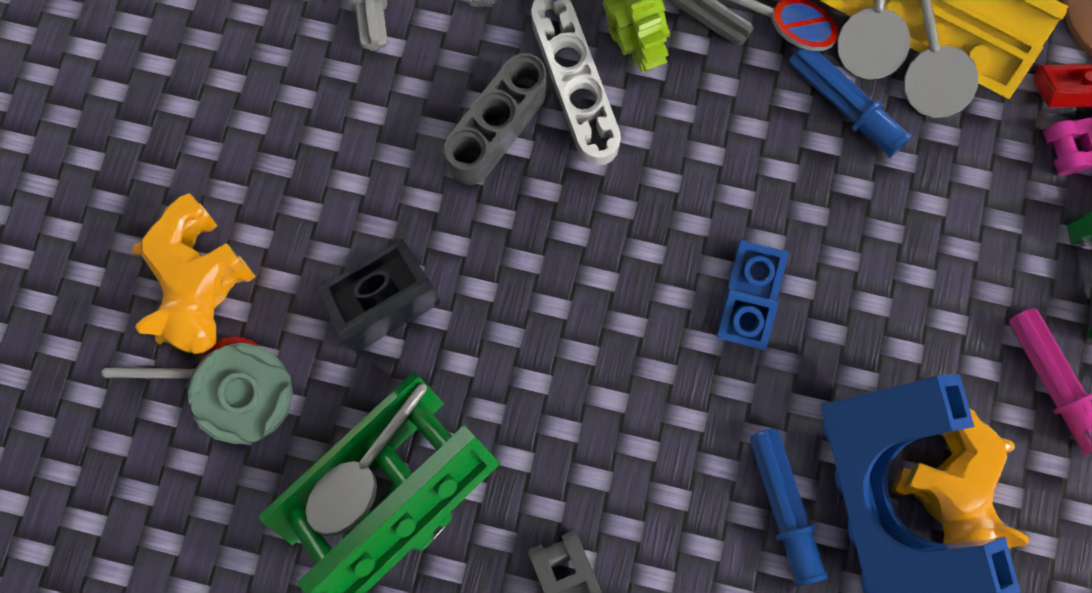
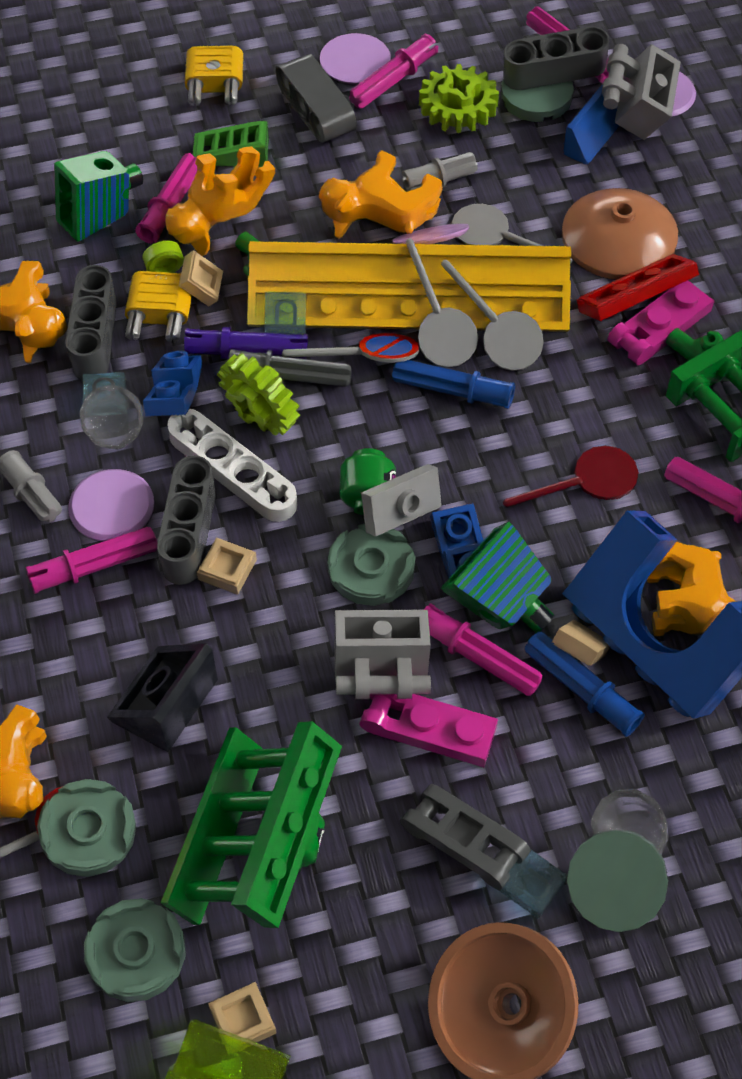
camera: 30 degrees left, 20 degrees down
(221, 538) = (134, 950): none -> sand green tile
(350, 488) = (230, 835): light grey piece -> none
(385, 114) = (91, 559): none -> dark pink axle
(439, 61) = (111, 504): none -> lavender piece
(511, 187) = (227, 566): none -> tan tile
(606, 367) = (382, 652): none -> light grey brick
(613, 466) = (432, 726): none -> dark pink plate
(652, 260) = (371, 567): none -> sand green tile
(691, 390) = (462, 639): none -> dark pink axle
(696, 171) = (361, 472): none -> green head
(717, 212) = (401, 499): none -> light grey plate
(767, 359) = (502, 582): none -> green torso
(810, 465) = (581, 642): none -> tan tile
(945, 280) = (600, 472): none -> dark red piece

